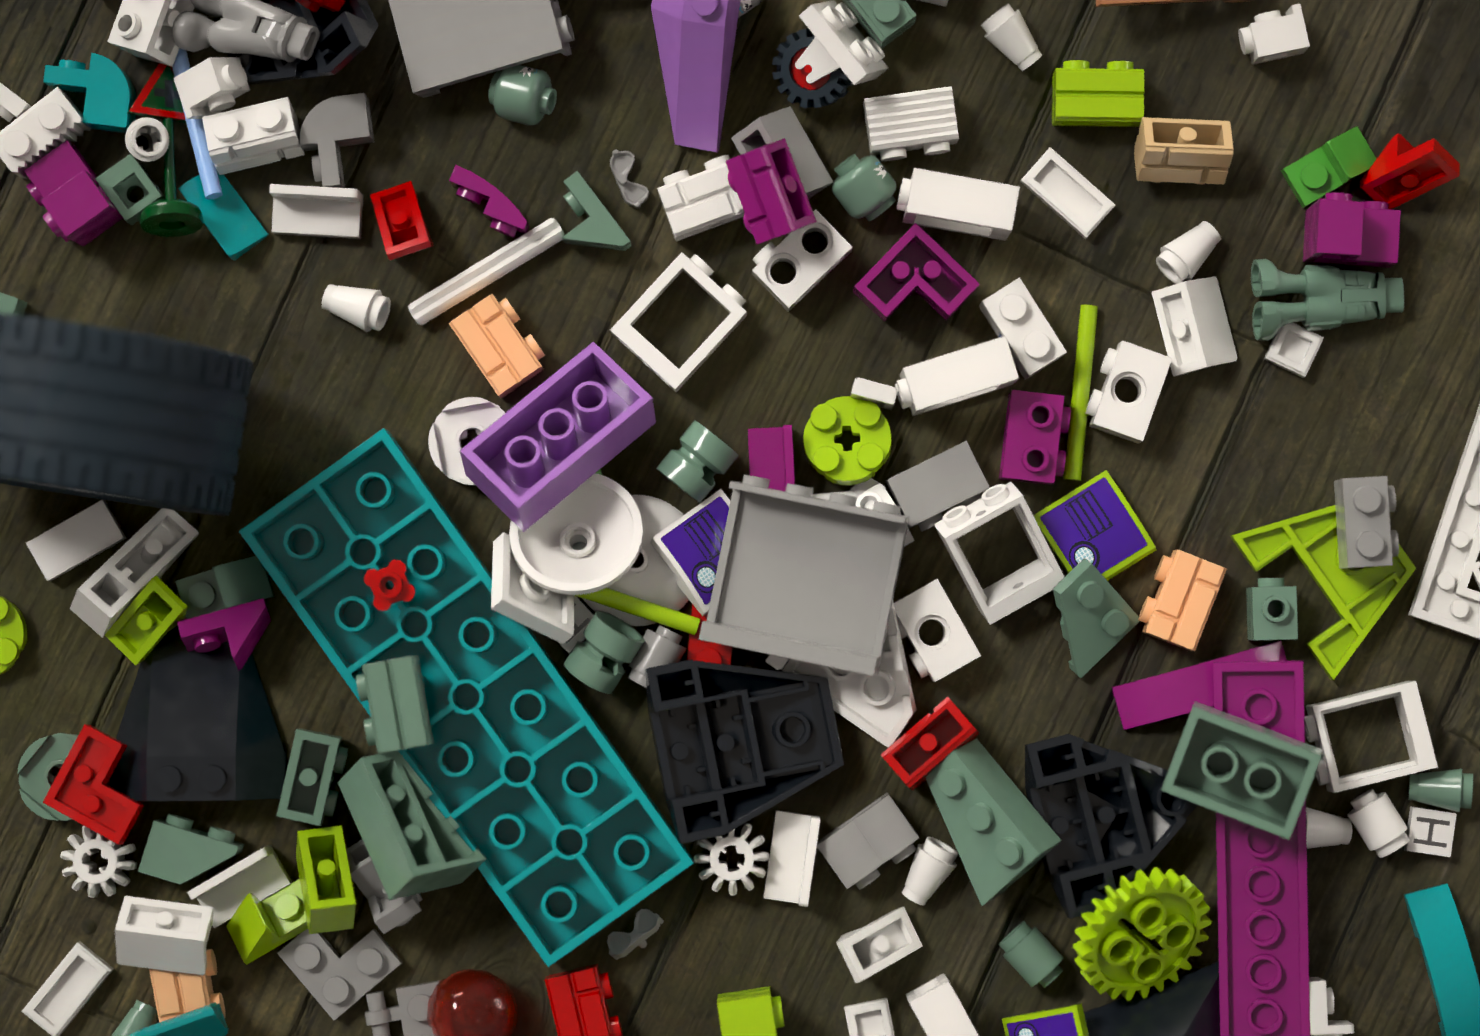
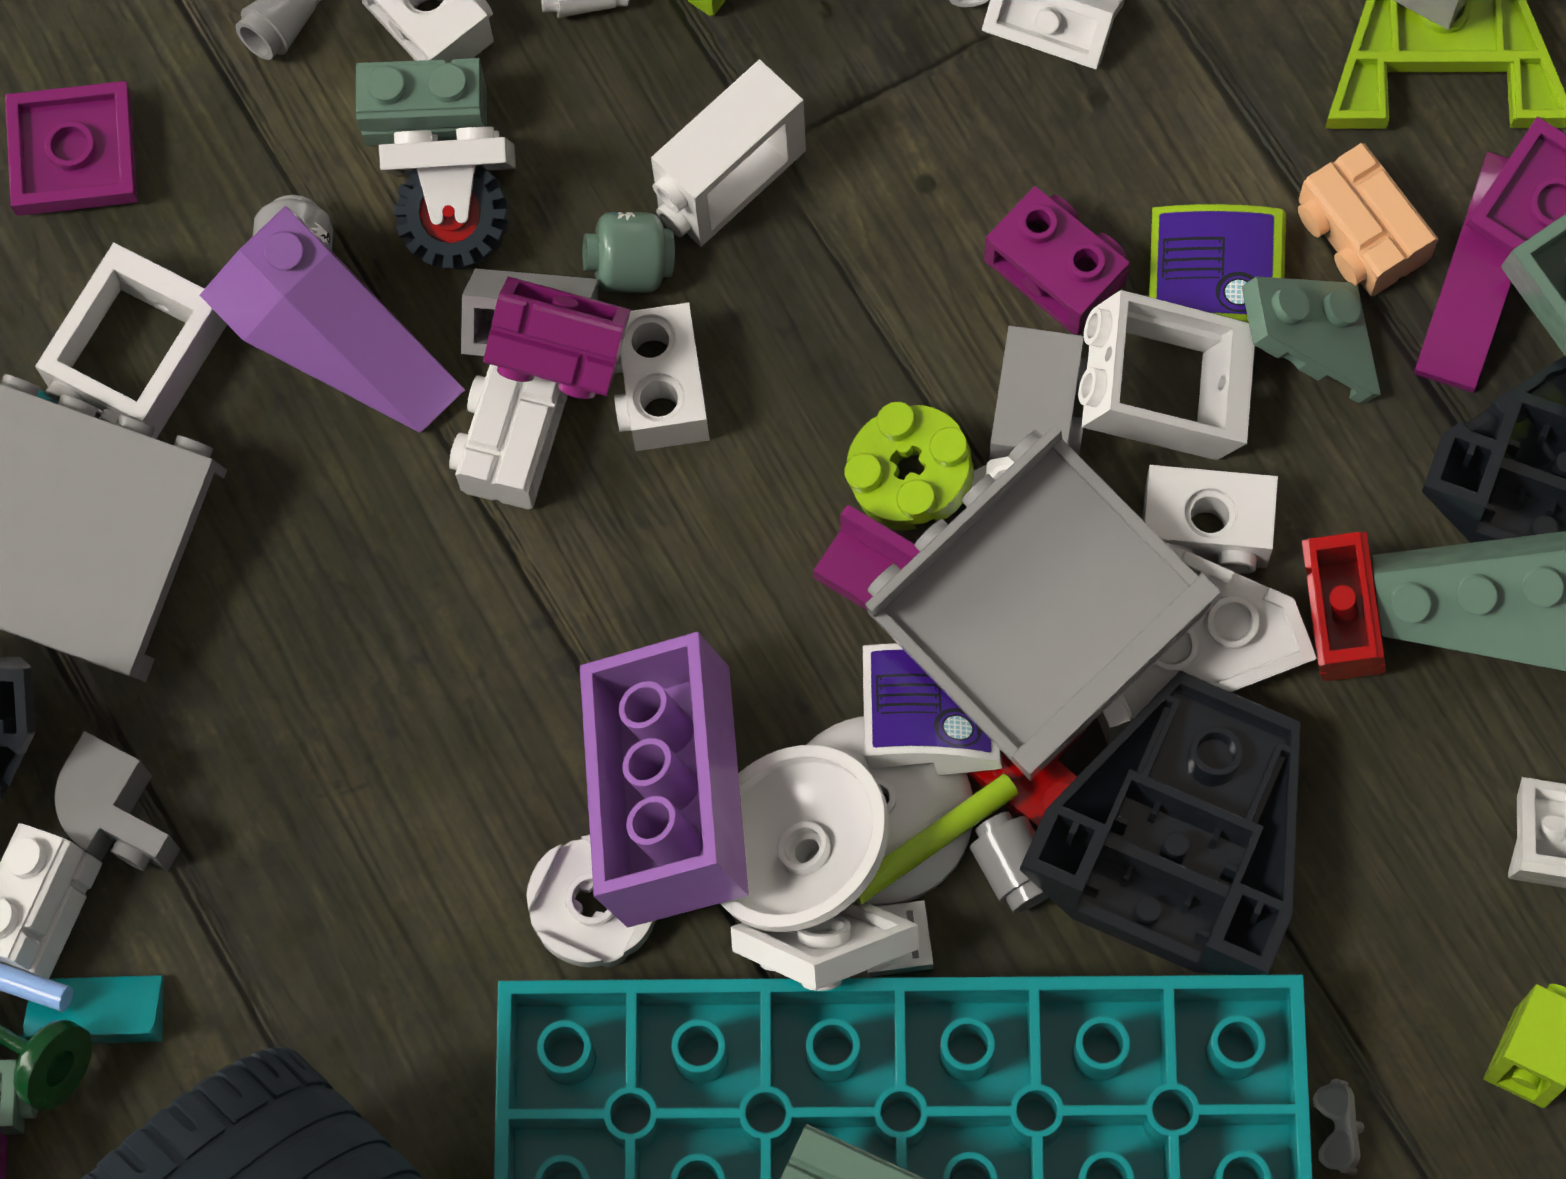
camera: 55 degrees left, 15 degrees down
(316, 211) = (177, 893): white panel -> none
(357, 306) = (328, 925): white cone -> none
(377, 581) = (703, 1121): red plate -> none
(401, 221) = (270, 799): red slope -> none
(486, 271) = (402, 747): white axle -> none
(497, 345) = (499, 789): light nougat brick -> none
(499, 209) = (348, 673): magenta slope -> none
(522, 94) = (229, 558): sand green head -> none
(599, 228) = (450, 572): sand green slope -> none
(606, 648) = (963, 914): sand green wheel -> none
(621, 165) = (398, 511): light grey piece -> none
(653, 358) = (641, 620): white window -> none
(697, 461) = (808, 641): sand green wheel -> none
(721, 869) = (1334, 959): white gear -> none
(792, 857) = (1374, 866): white panel -> none
(868, 841) = (1414, 763): light grey brick -> none
(876, 392) = (869, 398): white tile -> none
(911, 122) = (595, 153): white brick -> none
(917, 266) = (768, 248): magenta brick -> none
(929, 869) = (1497, 717): white cone -> none
(956, 376) = (926, 285): white window -> none
(1027, 331) = (922, 187): white brick -> none
(1067, 193) = (806, 44): white tile -> none
(1080, 392) = (1035, 174): lime bar -> none
(1147, 372) = (1076, 90): white brick -> none
(1272, 610) = (1447, 133): sand green brick -> none

